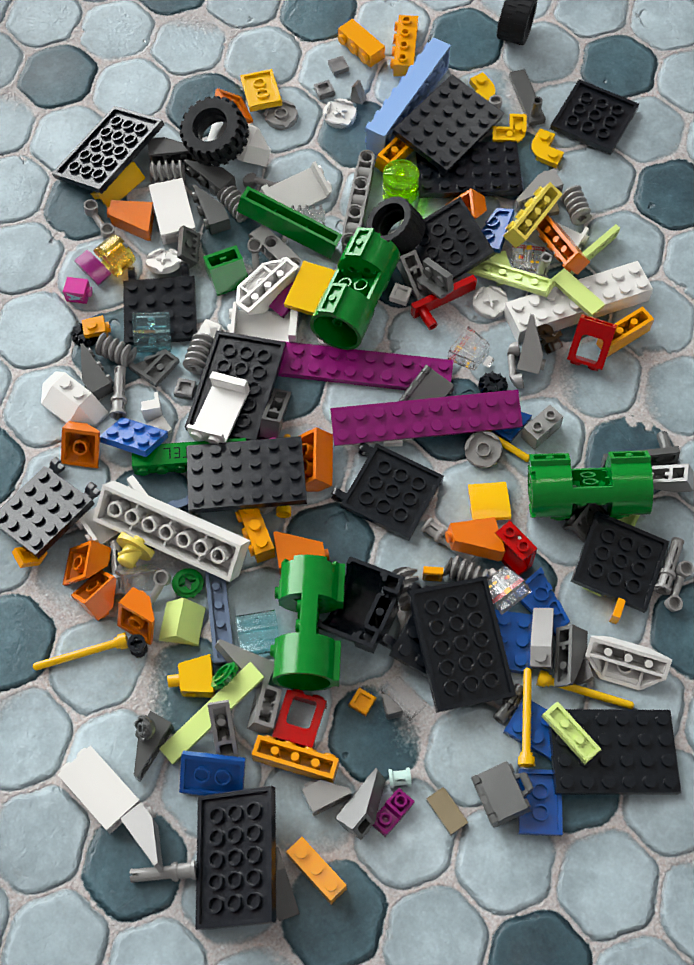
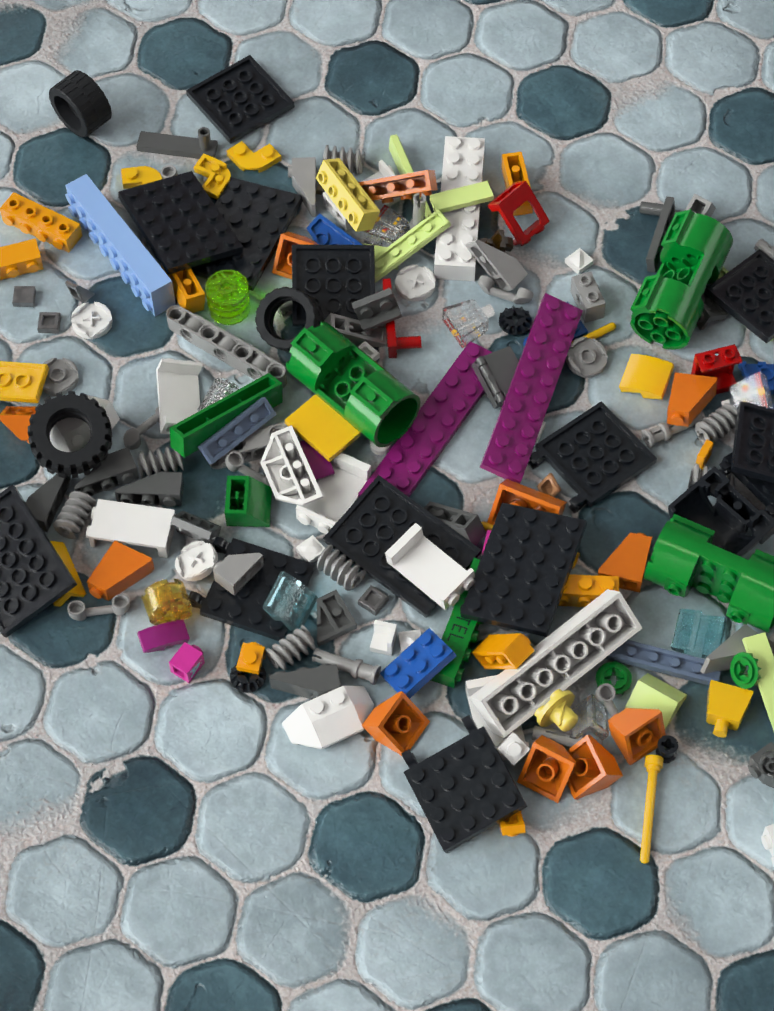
camera: 65 degrees left, 5 degrees down
(84, 529) = (513, 748): none -> white plate
(158, 286) = (237, 570): none -> light grey slope
(164, 488) = (503, 651): none -> light orange brick
(278, 234) = (237, 430): none -> sand blue plate
(343, 470) = (549, 485): none -> medium nougat slope
(578, 409) = (579, 261): none -> white tile

